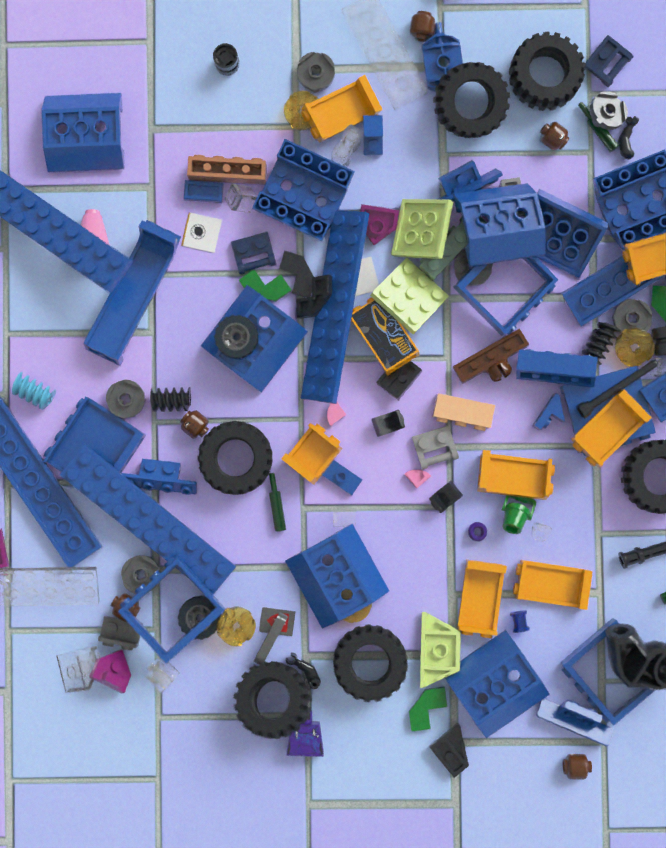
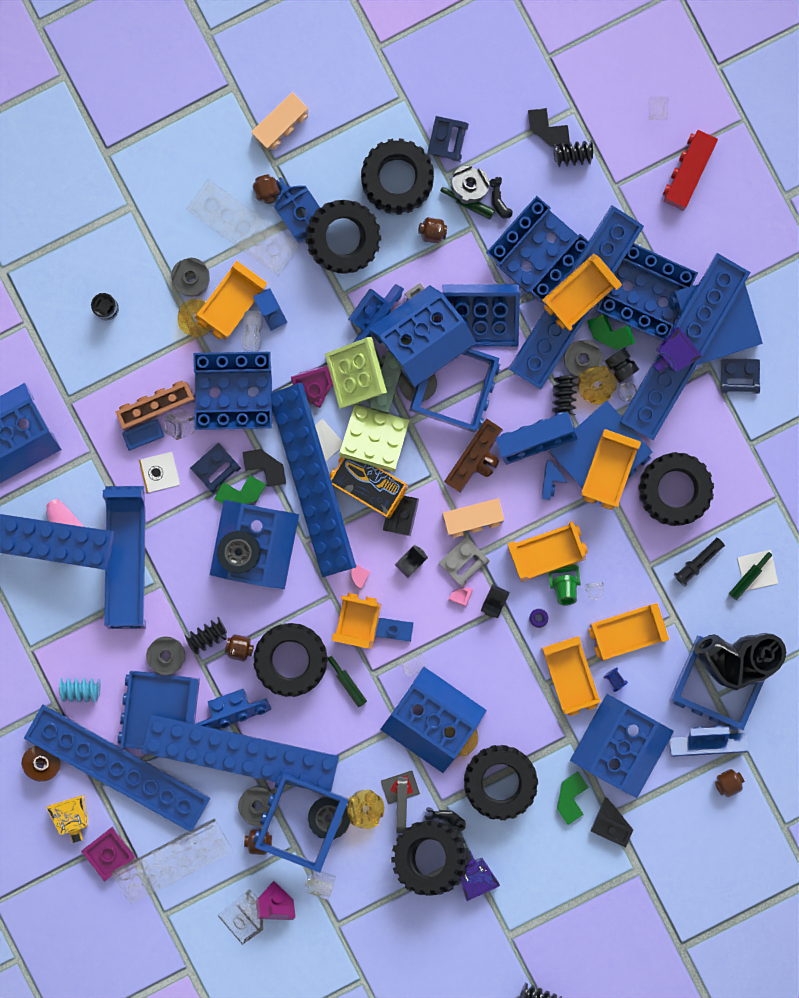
camera: 30 degrees left, 0 degrees up
(119, 633) = (263, 867): dark grey bracket -> none
(321, 293) = (292, 488): black tile -> none
(438, 650) = (556, 740): yellowish green wing -> none
(586, 408) = (580, 460): black piece -> none

